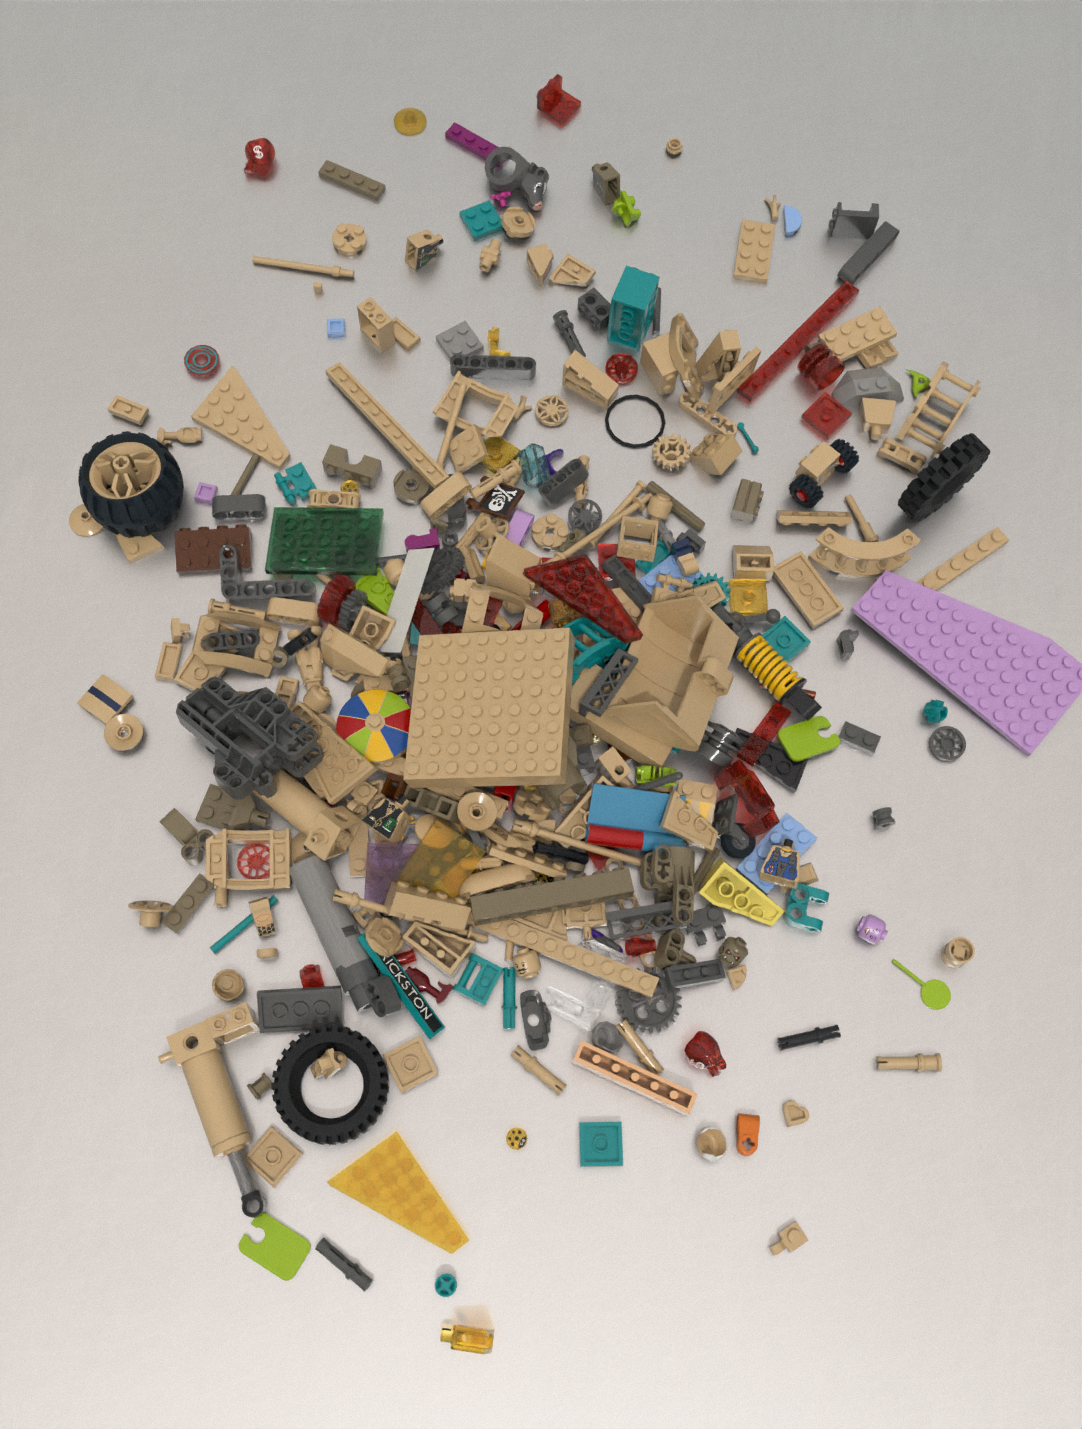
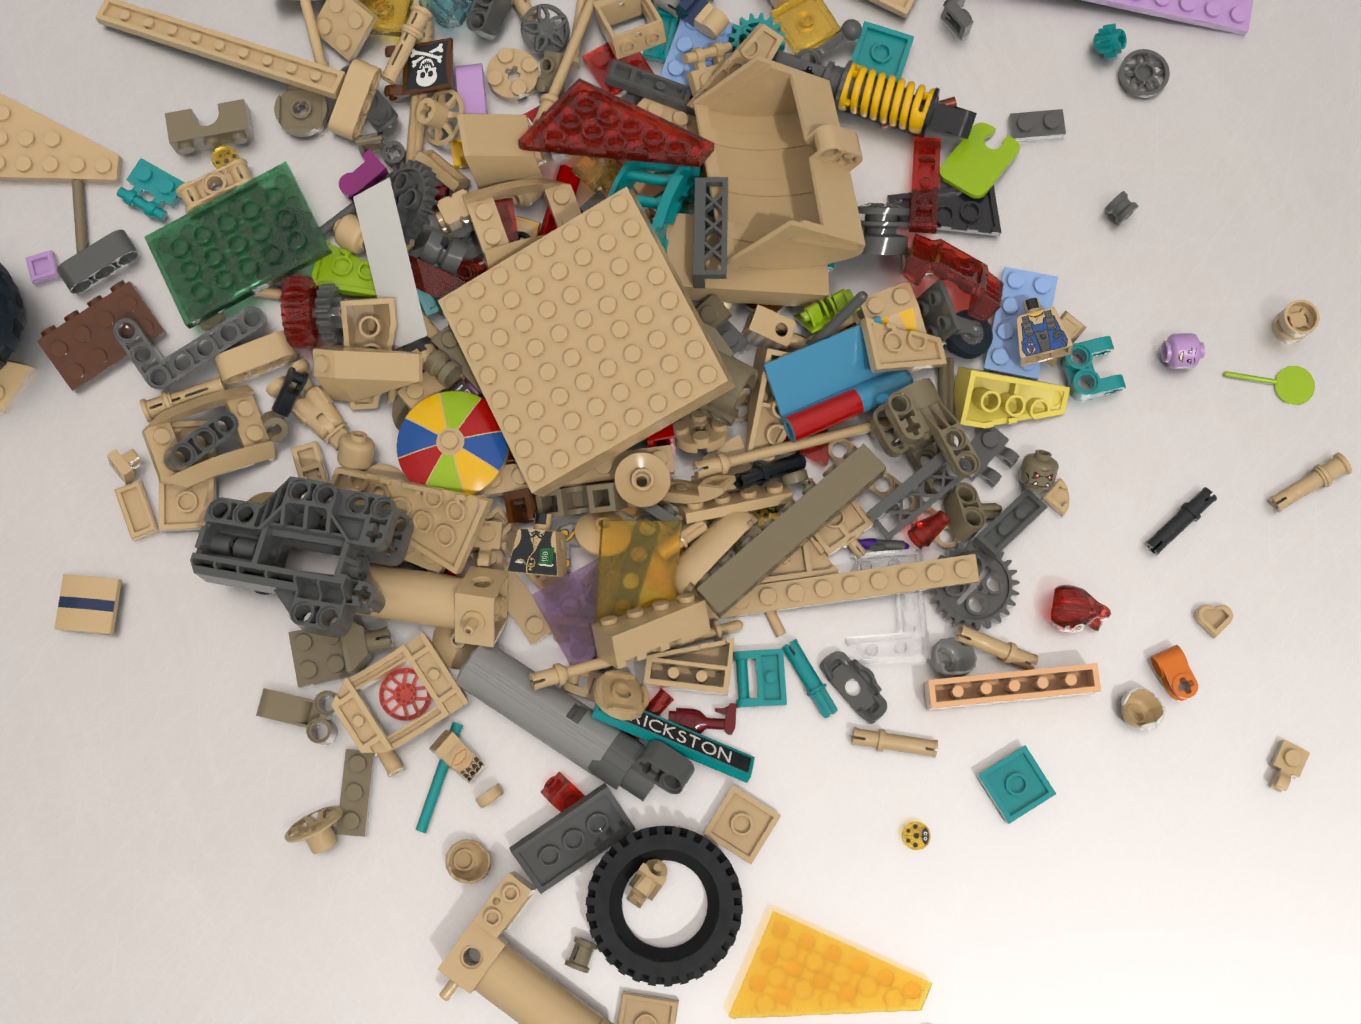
camera: 25 degrees left, 10 degrees up
(120, 724) = (126, 627): tan dish -> none
(526, 963) = (807, 626): tan head -> none

